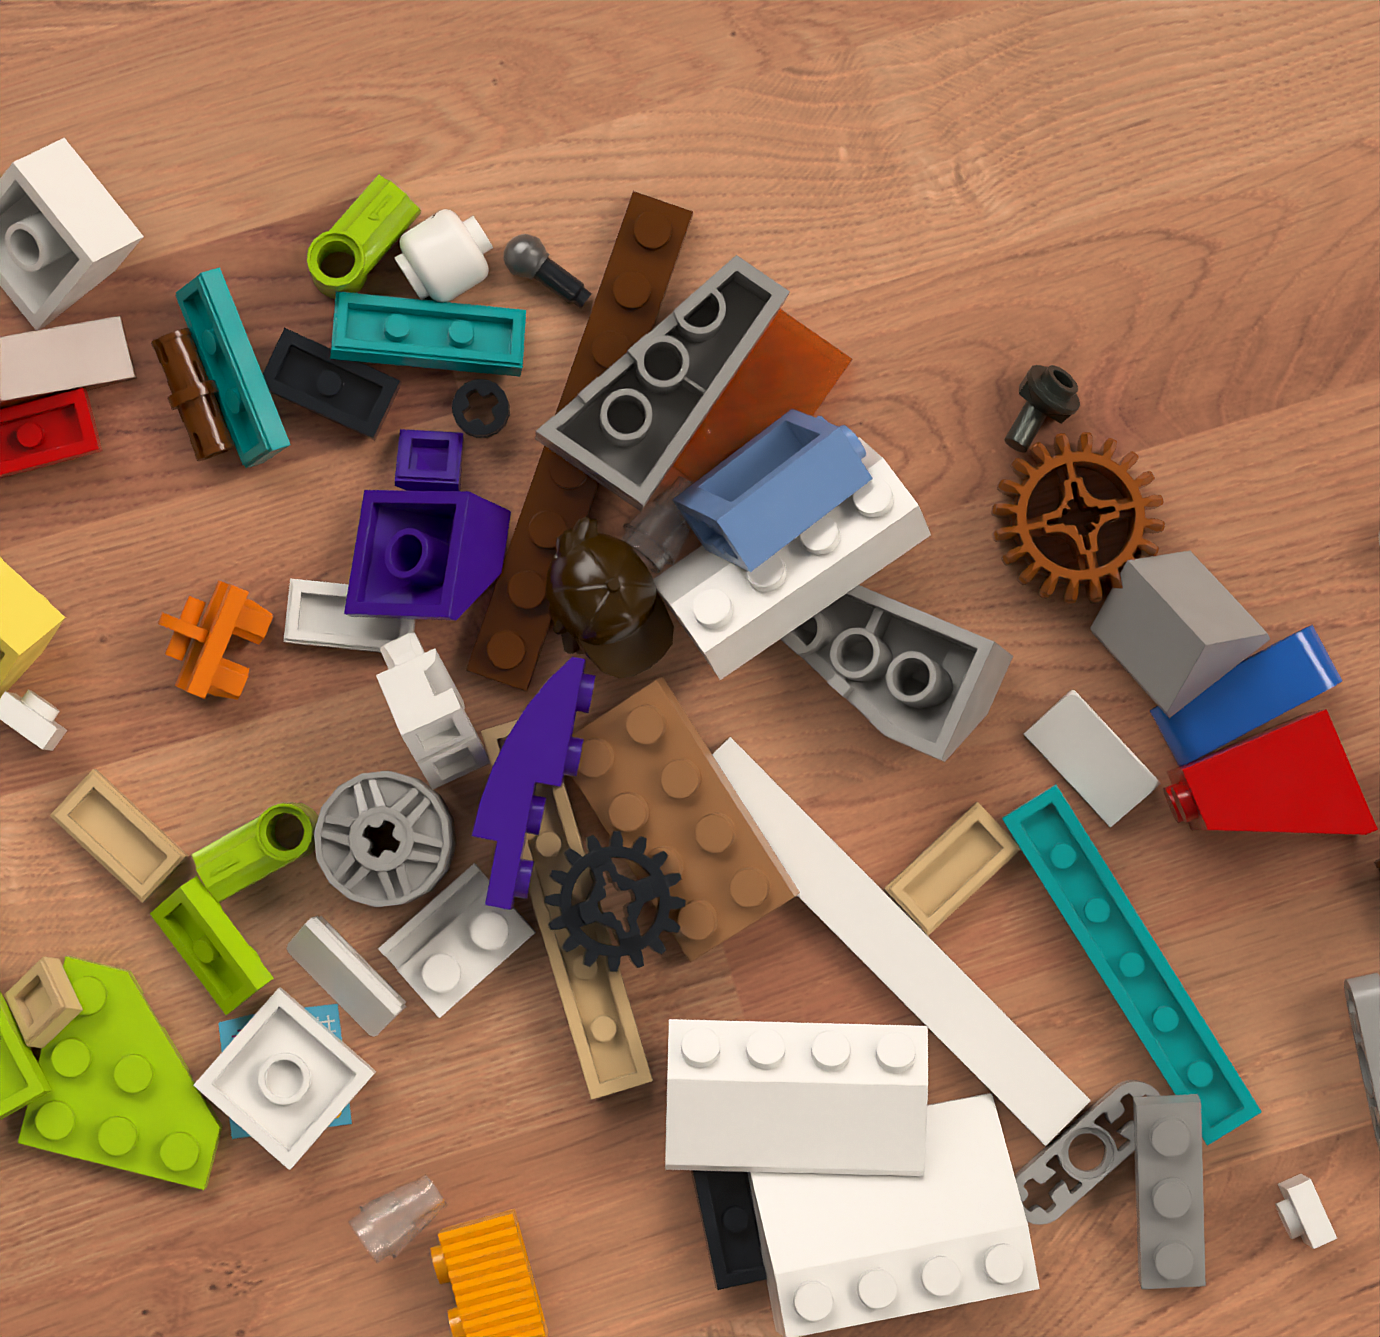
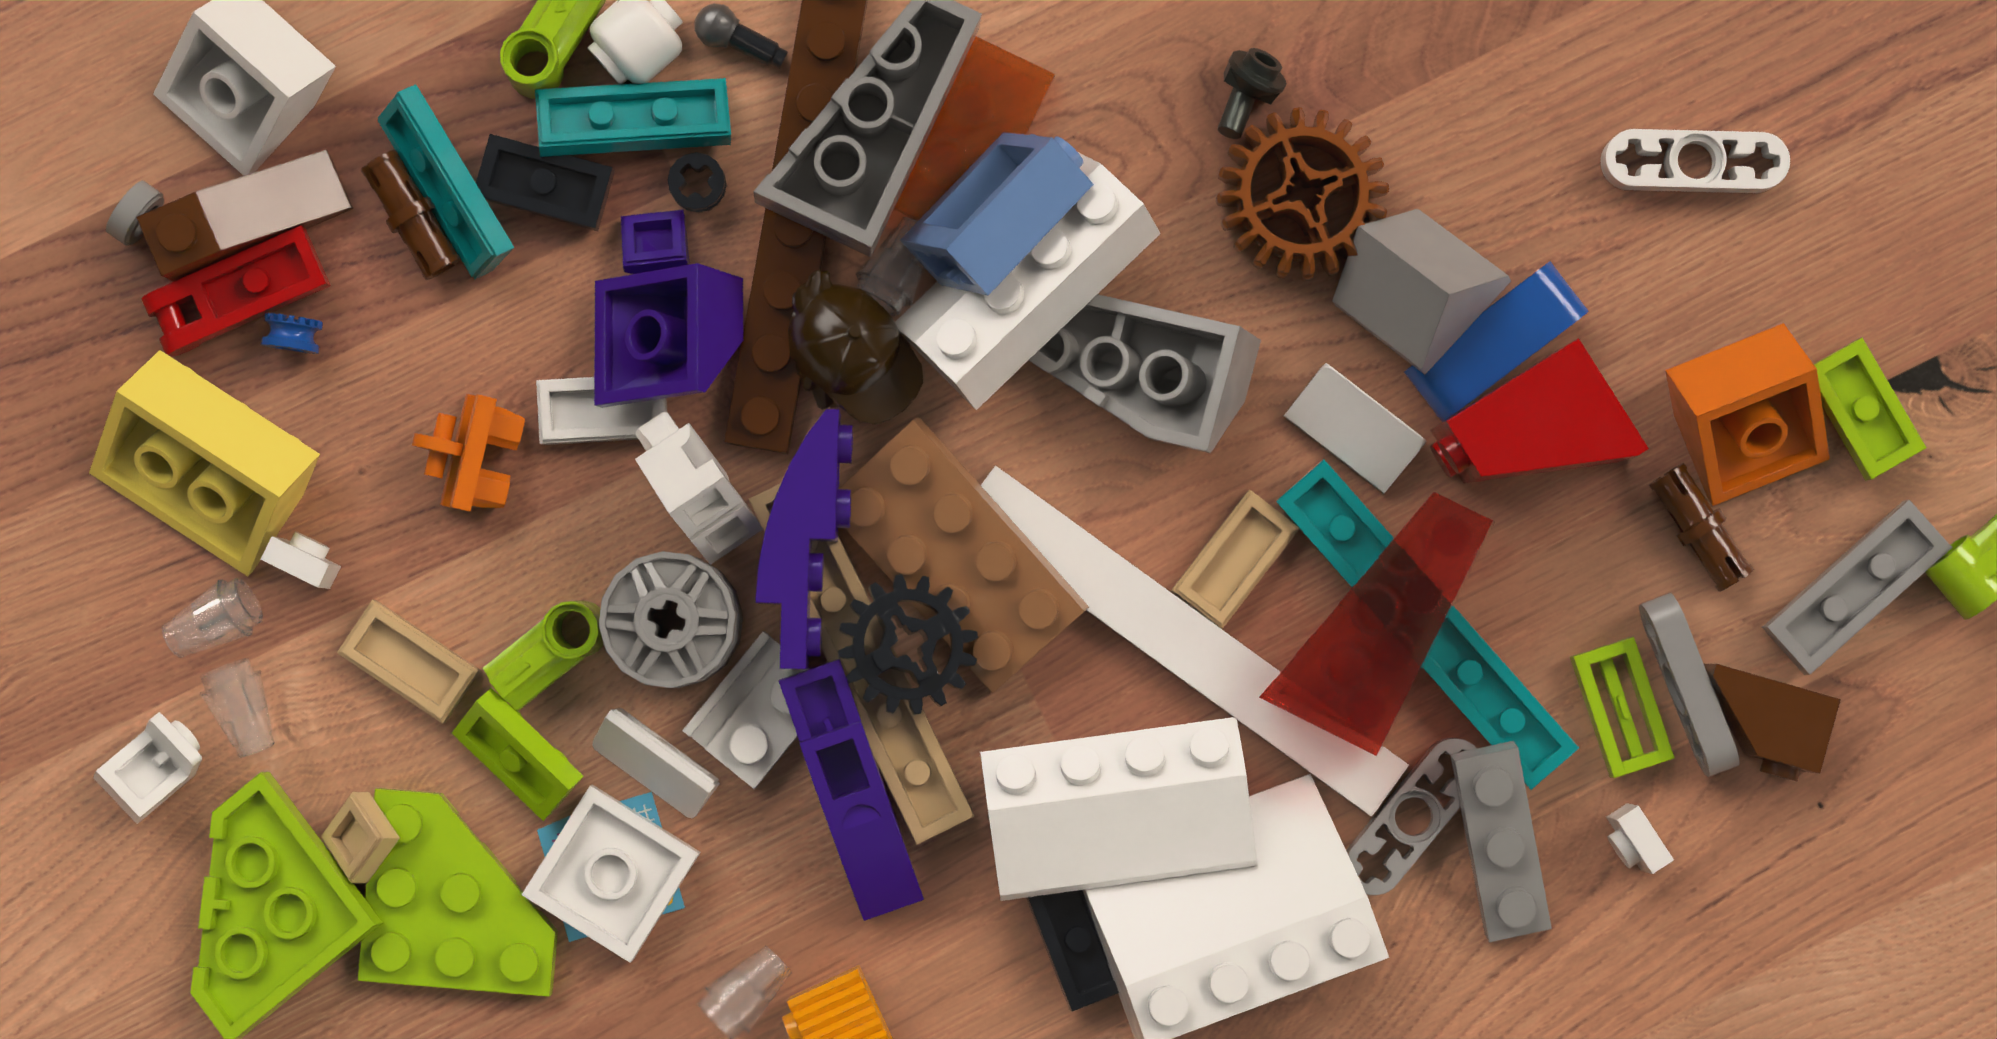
camera: 10 degrees left, 0 degrees up
(56, 493) = (292, 333): none -> blue bush
(535, 1035) = (851, 789): none -> dark purple slope
(1079, 973) = (1378, 638): none -> clear red wedge
(1301, 1024) = (1638, 760): none -> lime tile

